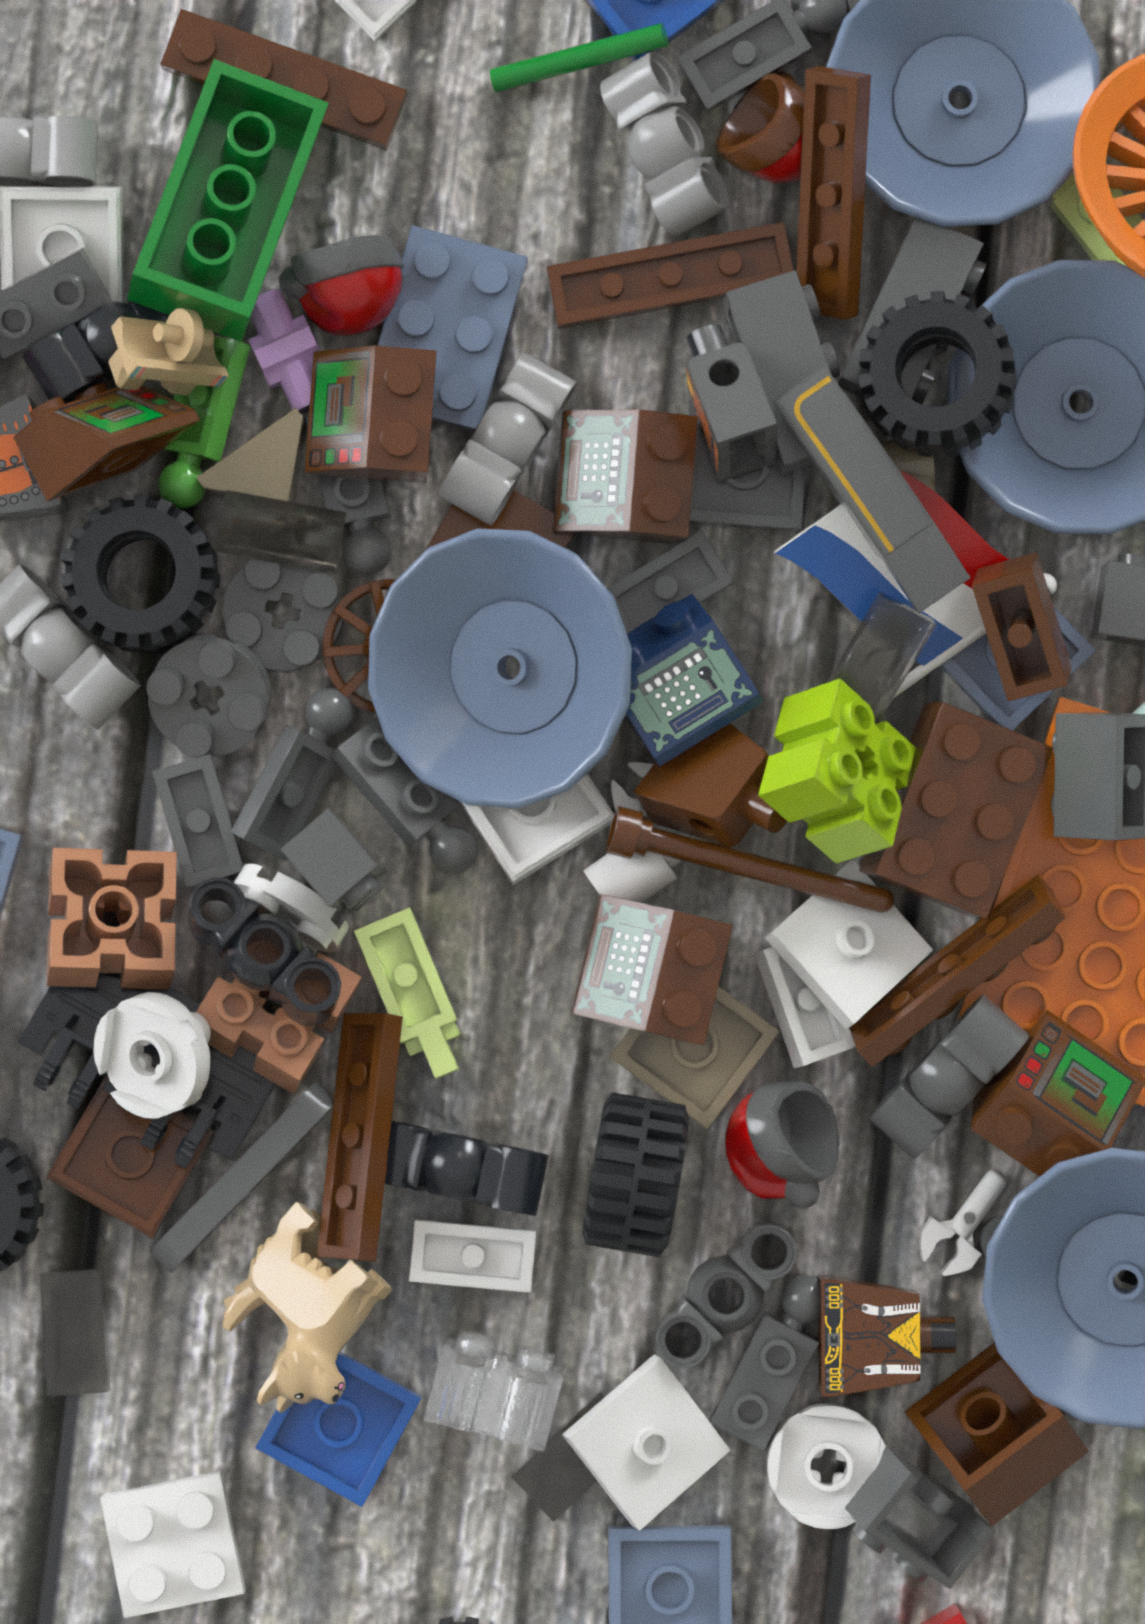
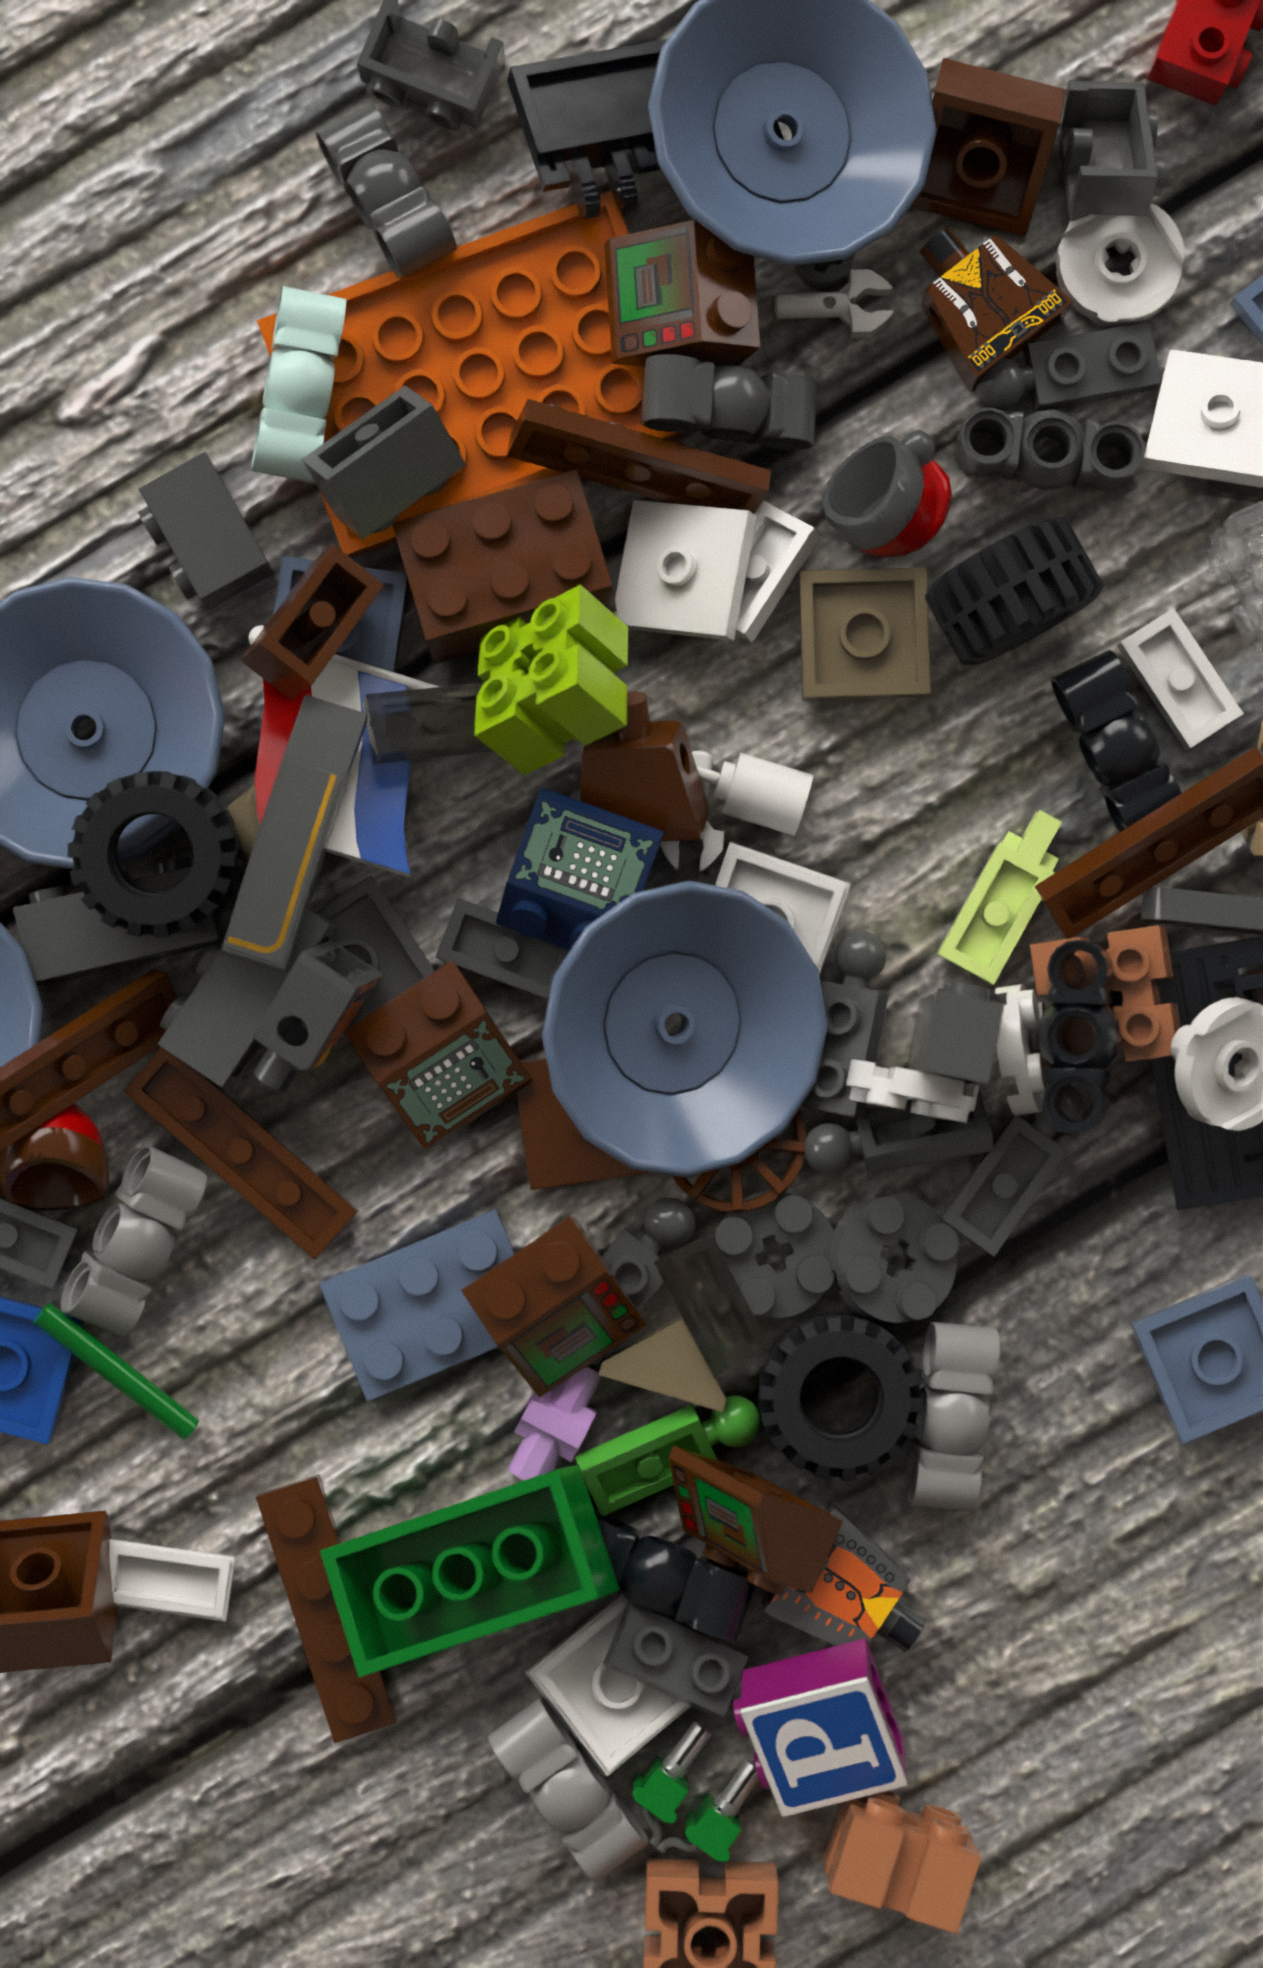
camera: 130 degrees left, 0 degrees up
(138, 894) = (1106, 1187): nougat brick -> none
(172, 352) = (637, 1517): tan hips -> none
(337, 788) = (930, 1093): none -> white plate
(346, 283) = (462, 1415): piece -> none
(507, 438) = (485, 1178): light grey piece -> none
(634, 835) = (735, 810): reddish brown piece -> none
(652, 969) = (835, 708): reddish brown slope -> none

